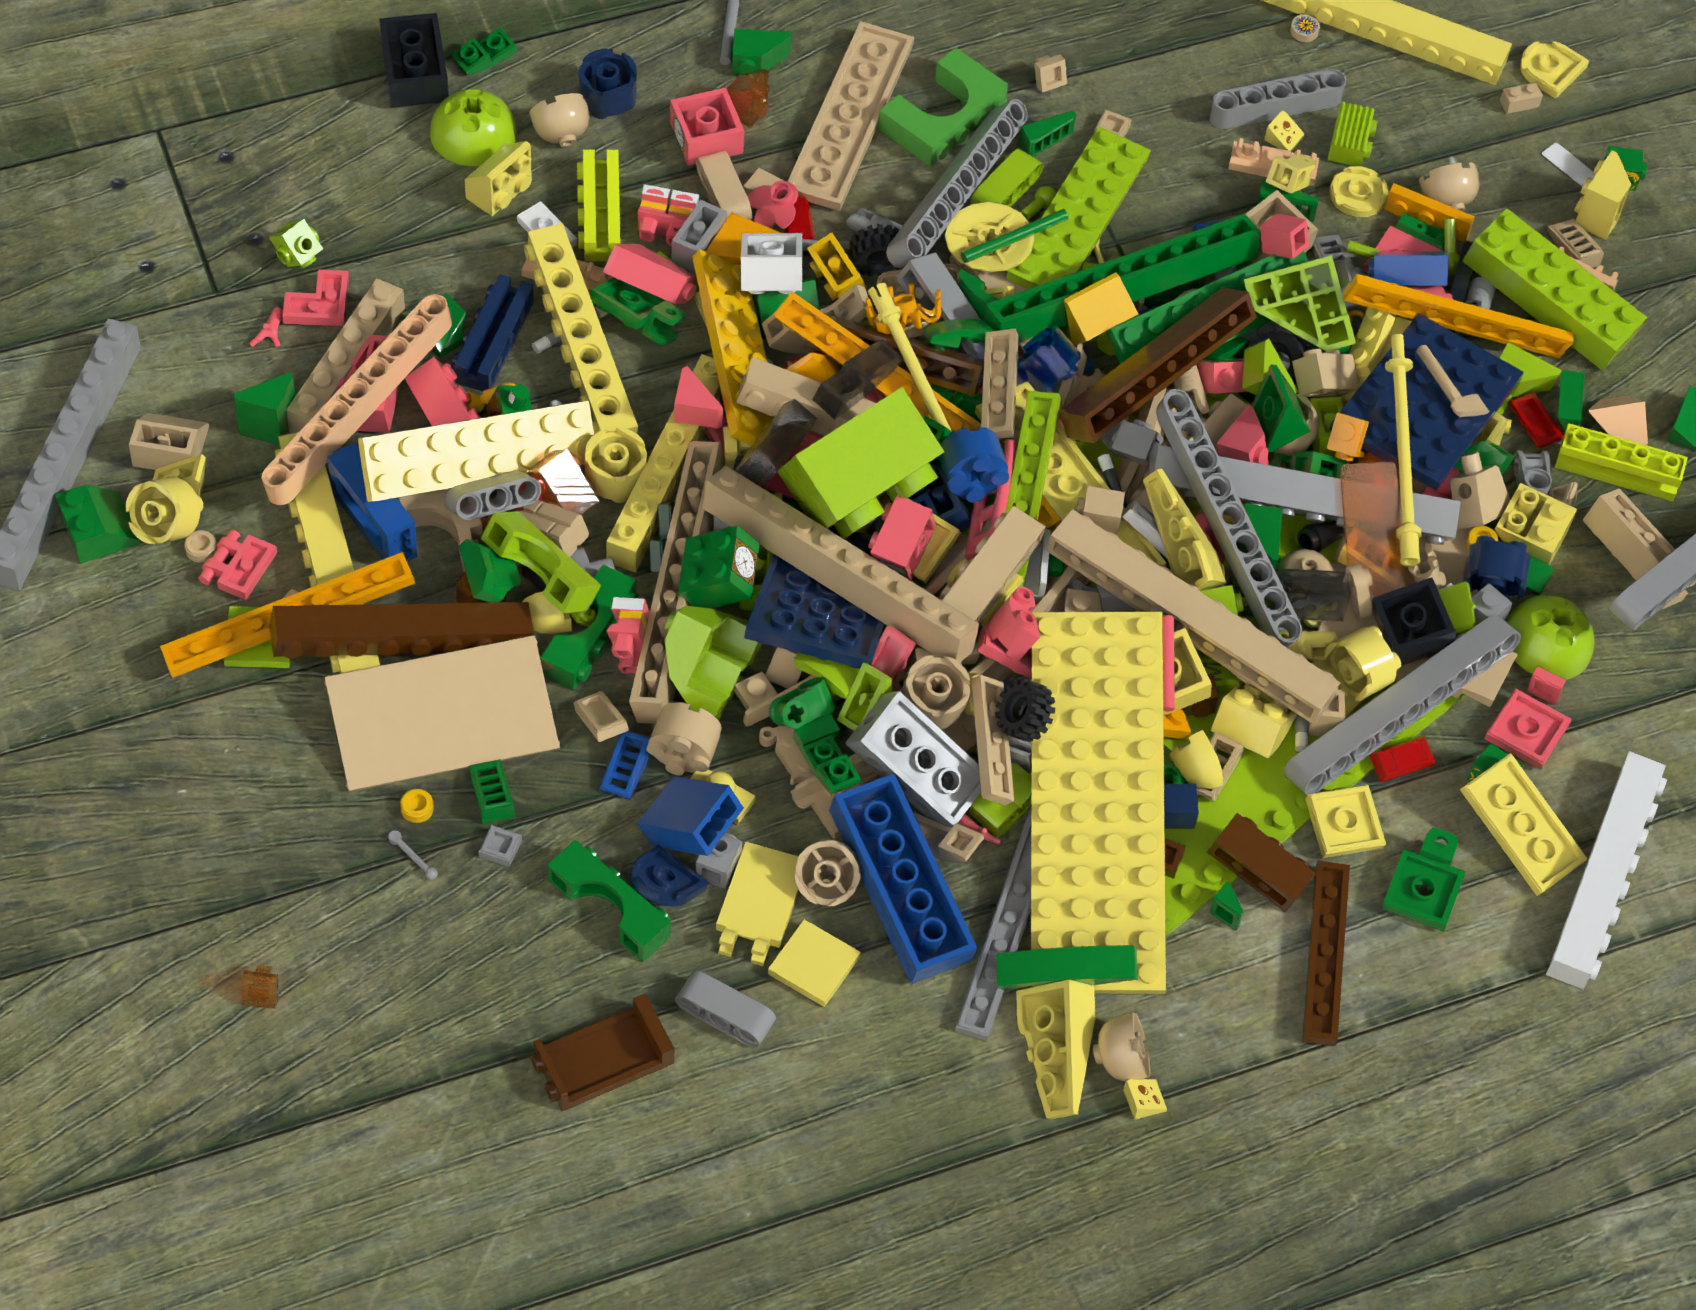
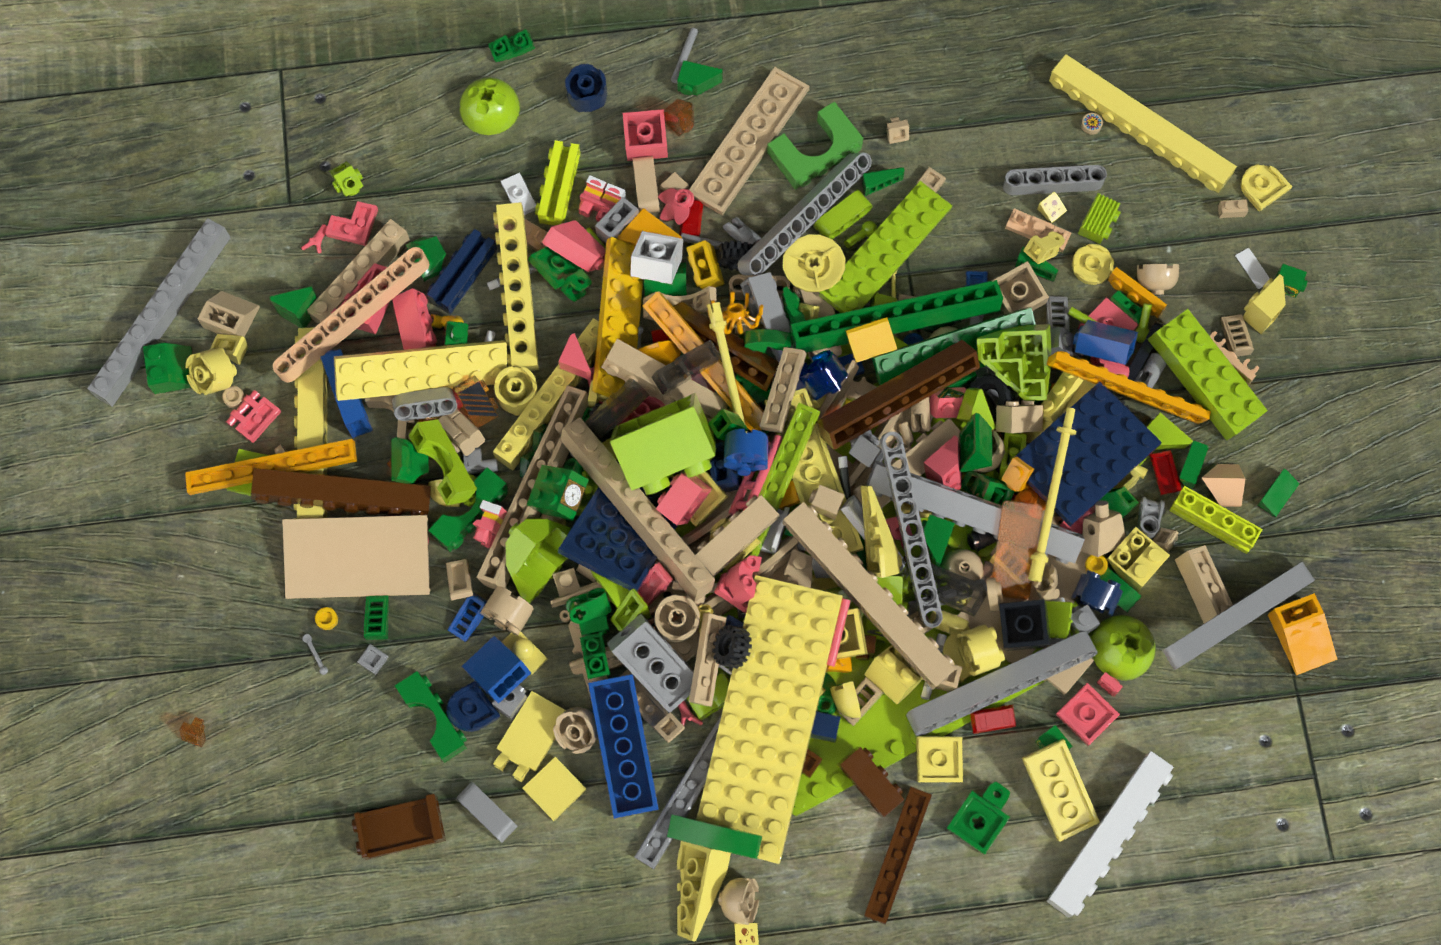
camera: 20 degrees right, 15 degrees up
(414, 59) = (459, 47): black brick -> none
(500, 178) = (495, 151): light yellow slope -> none
(561, 120) = (547, 113): tan cylinder -> none
(1014, 236) = (830, 267): green bar -> none
(1227, 907) = (838, 807): green slope -> none
(1284, 235) = (1020, 303): coral brick -> none
(1462, 406) = (1105, 466): tan piece -> none

